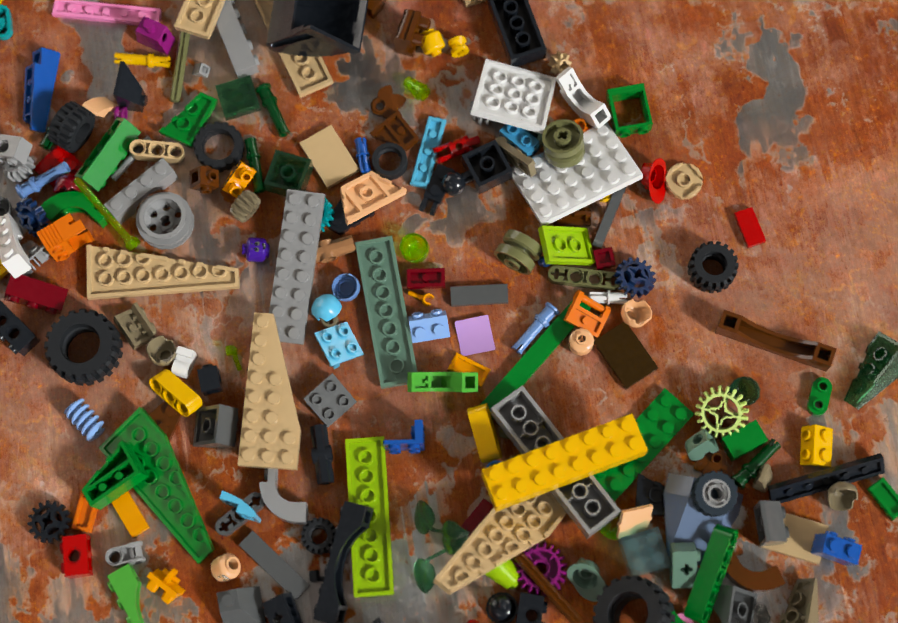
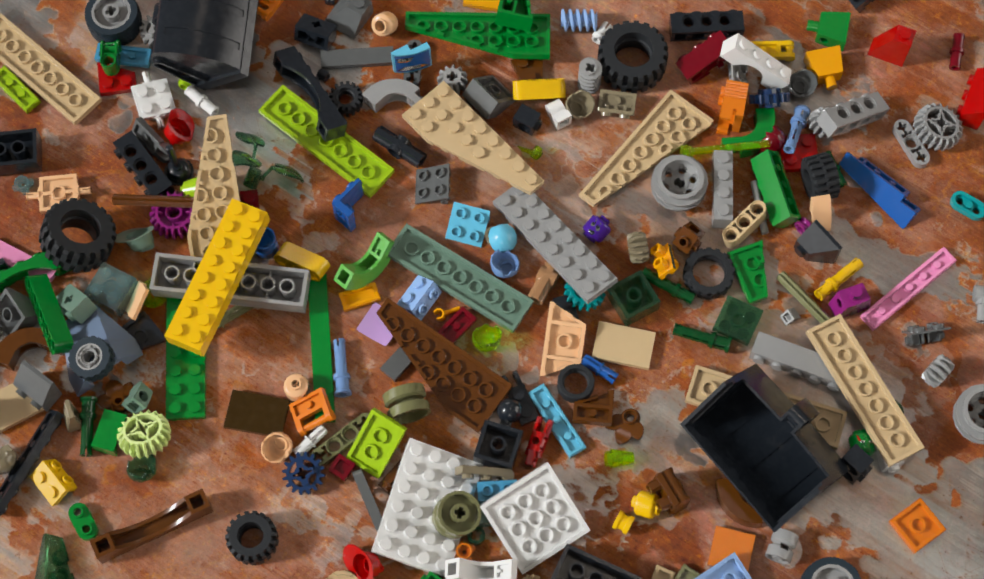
camera: 130 degrees right, 5 degrees down
(85, 393) = (597, 35): none -> white pin
(130, 363) = (589, 75): none -> light grey piece
(224, 476) = (459, 77): none -> light grey gear
(465, 240) = (456, 378): none -> reddish brown wing

